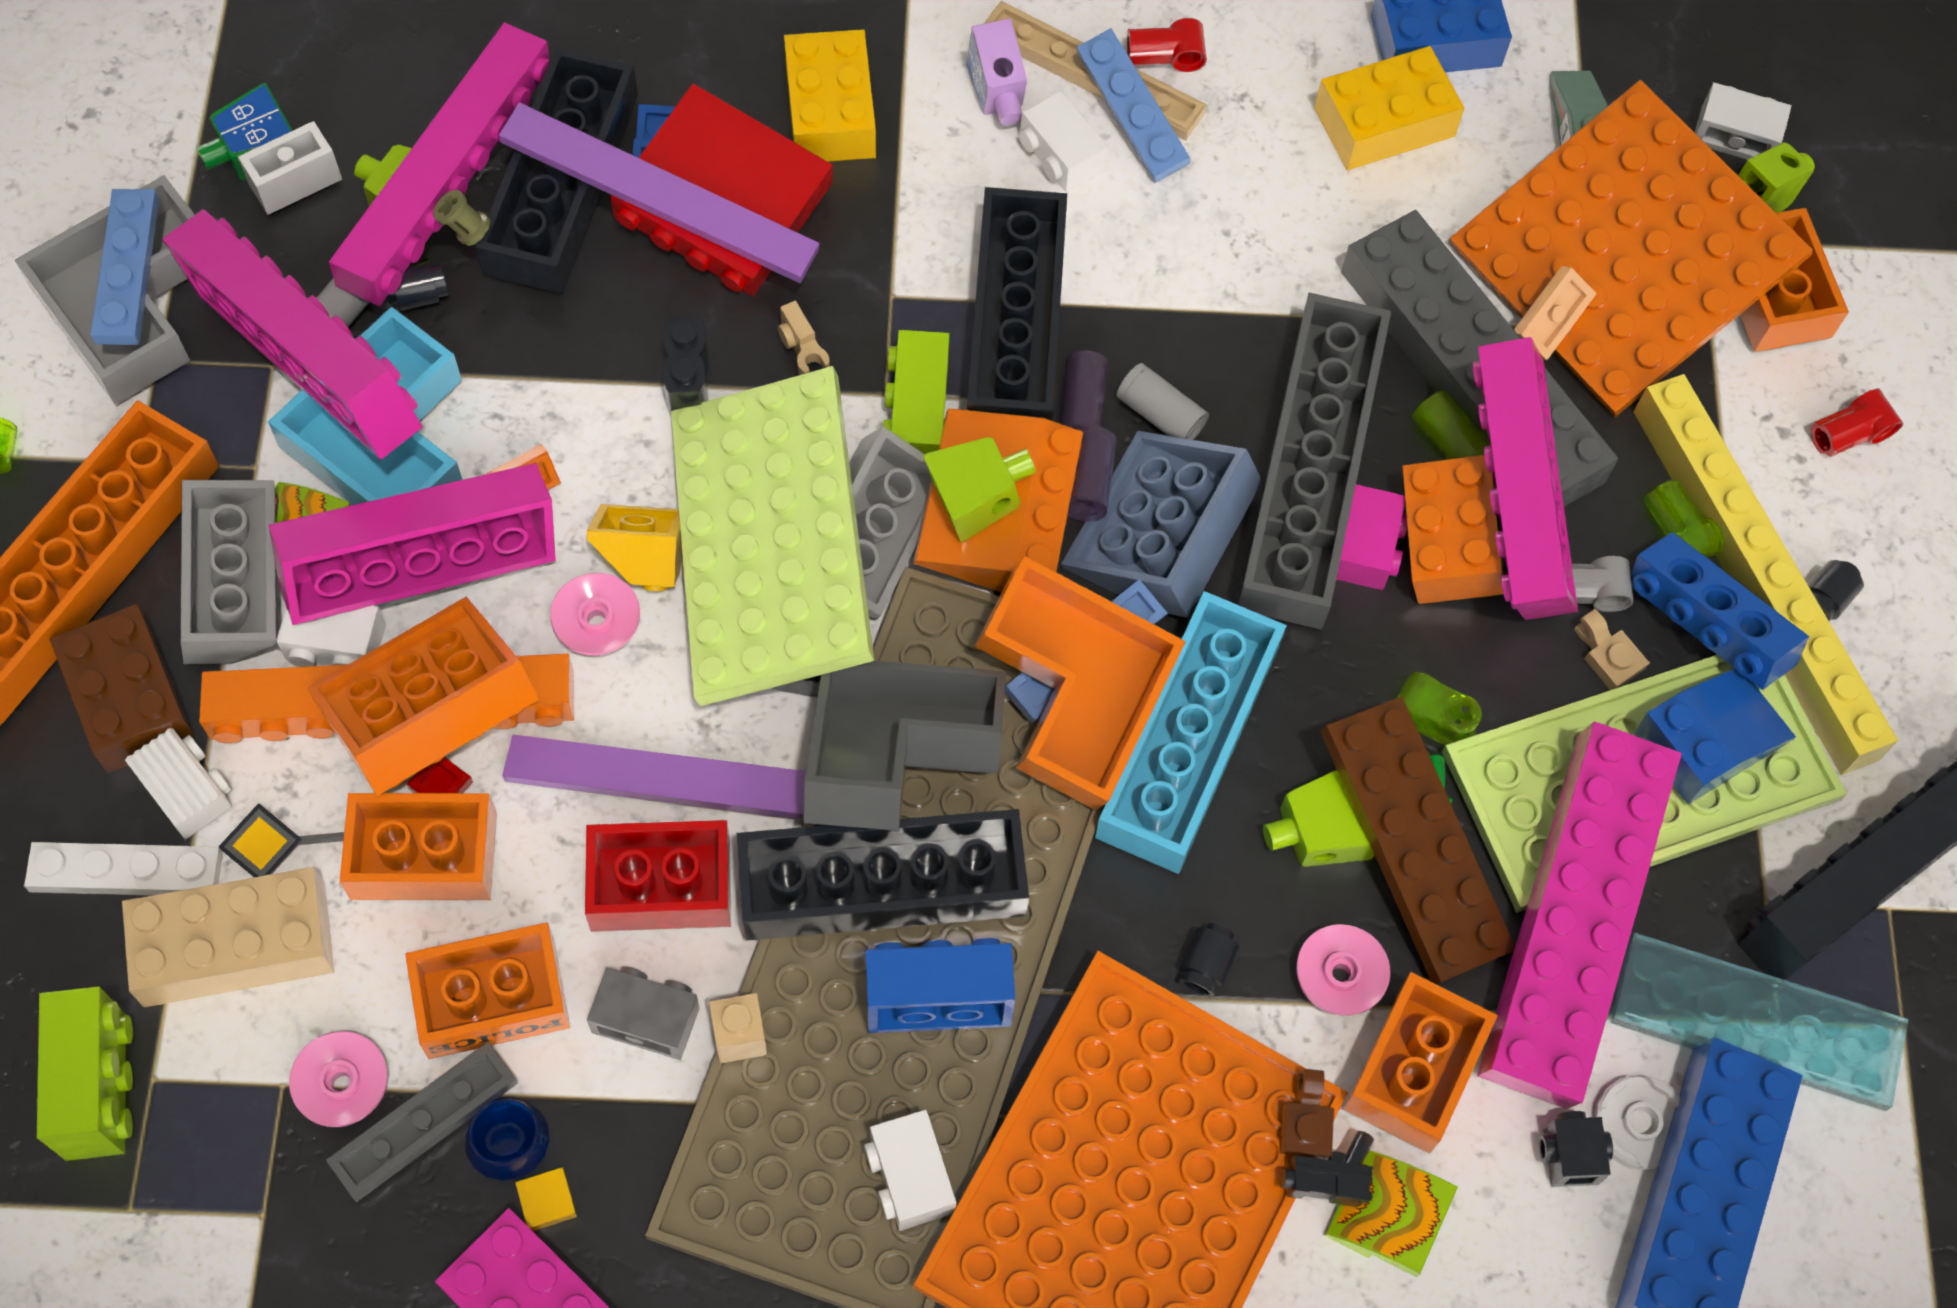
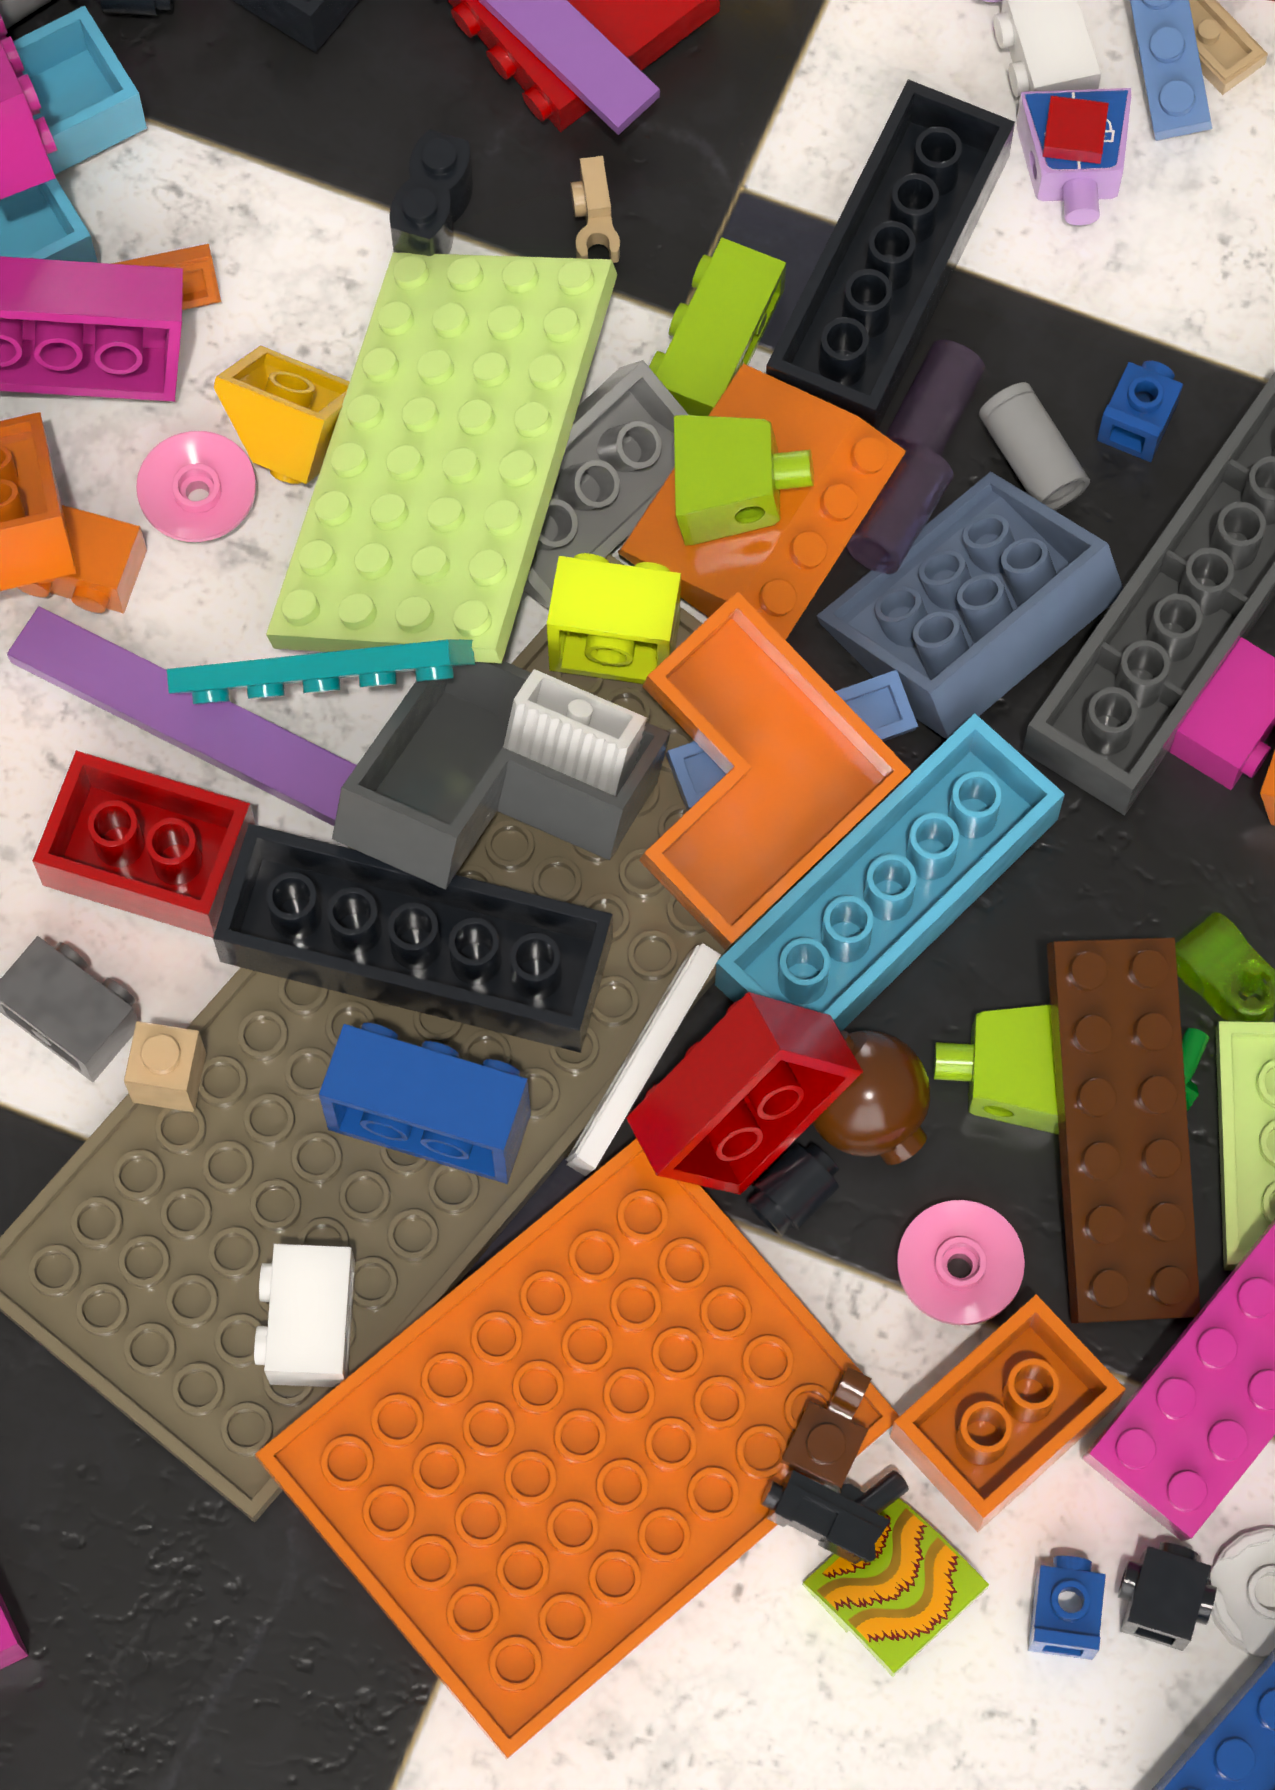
camera: 25 degrees right, 5 degrees up
(746, 708) = (321, 670): none -> teal plate
(935, 607) = (612, 618): none -> neon yellow brick
(940, 691) = (574, 732): none -> white brick
(1073, 906) = (642, 1059): none -> white tile
(1108, 187) = (1075, 129): none -> red tile
(1108, 200) = (1075, 181): none -> lavender torso
(1158, 903) = (743, 1094): none -> red brick
(1221, 358) = (1140, 409): none -> blue brick
(1237, 876) = (884, 1105): none -> reddish brown brick
(1510, 1200) = (1062, 1632): none -> blue brick

